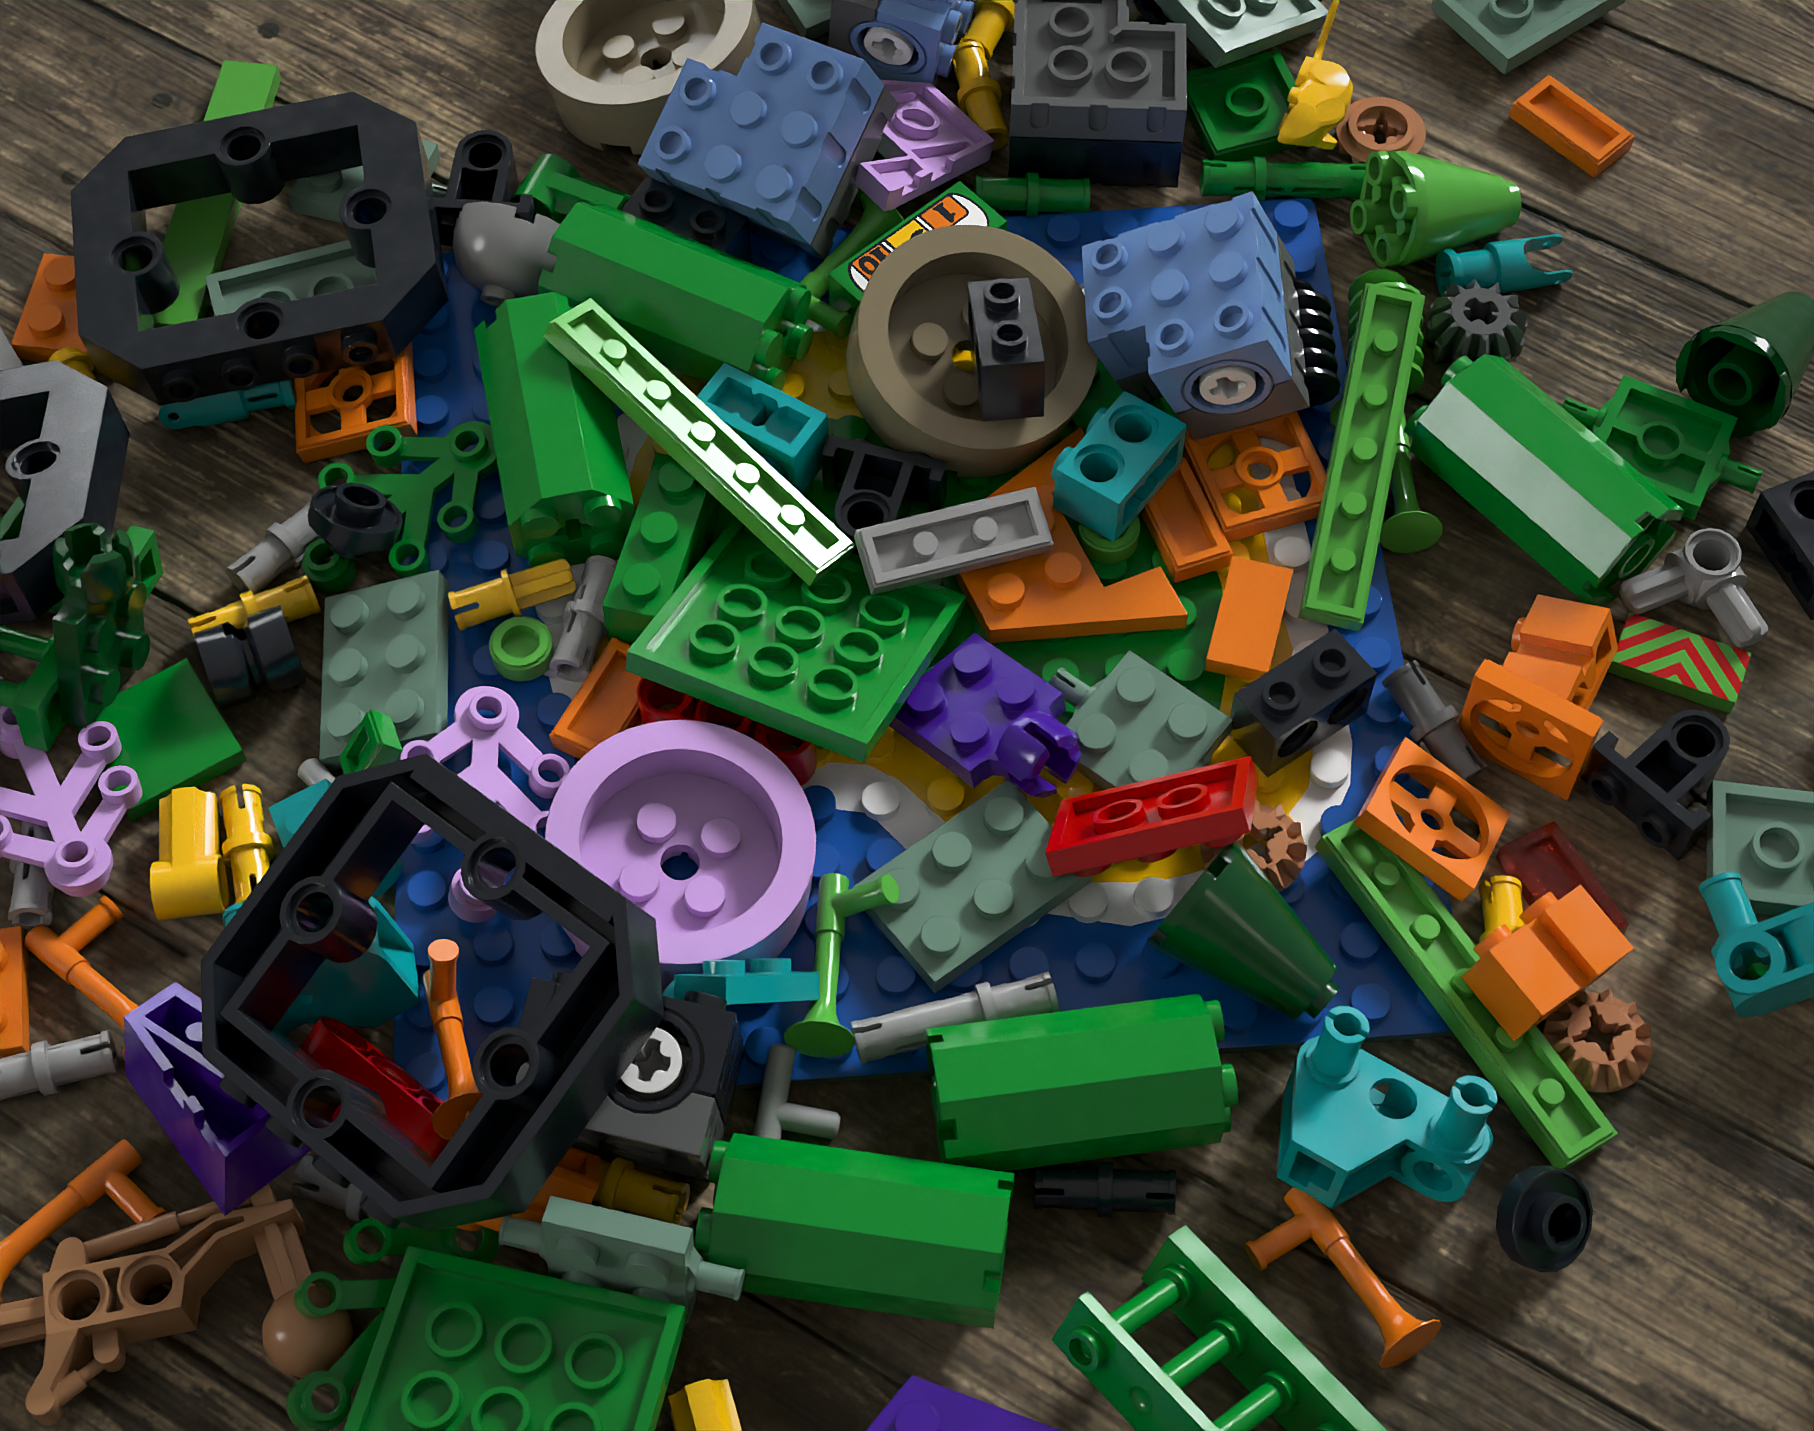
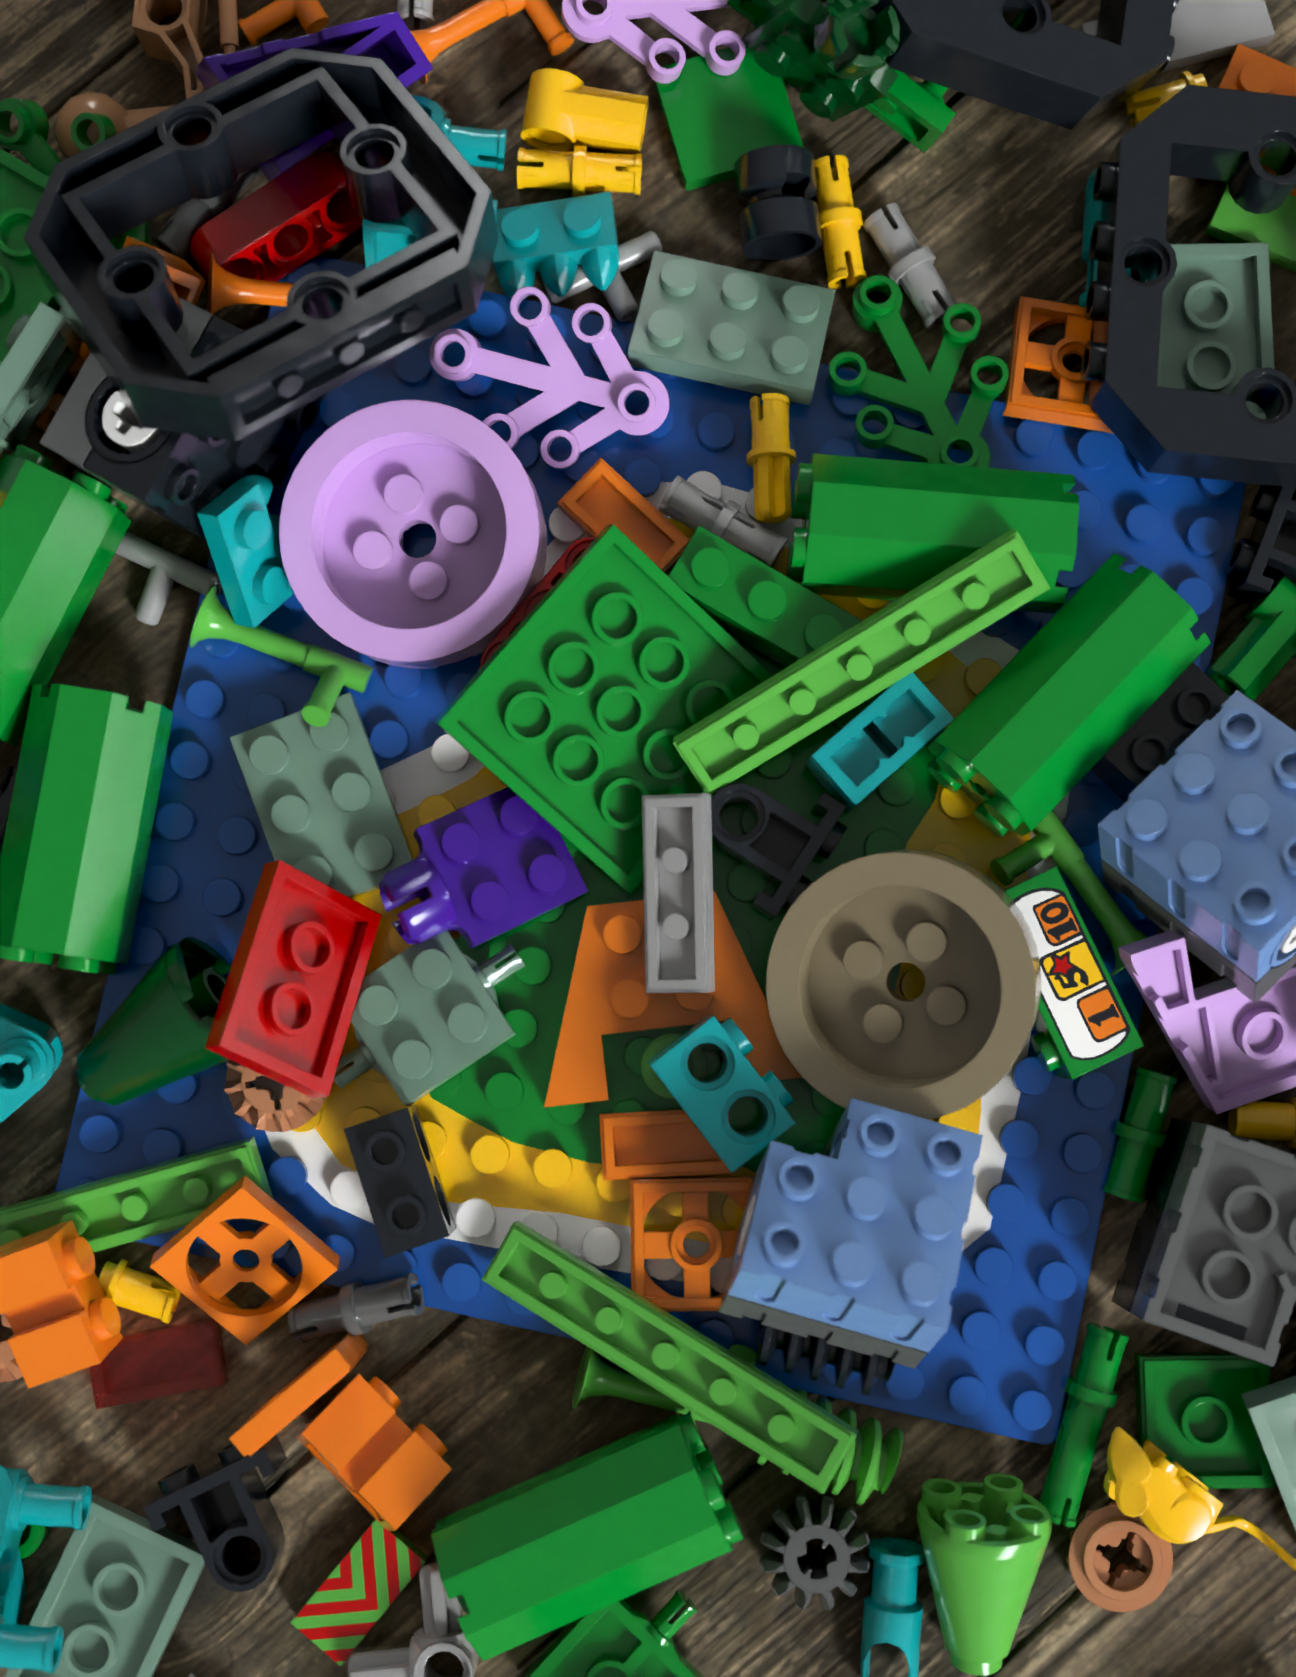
camera: 105 degrees right, 25 degrees up
(354, 519) = (892, 321): black plate -> none
(371, 744) = (618, 283): green tile -> none
(501, 251) = (1190, 539): light grey cylinder -> none
(521, 648) = (712, 457): bright green tile -> none
(907, 1028) = (189, 745): light grey pin -> none
(1006, 349) = (862, 1004): black brick -> none
(1248, 619) = (526, 1169): orange tile -> none

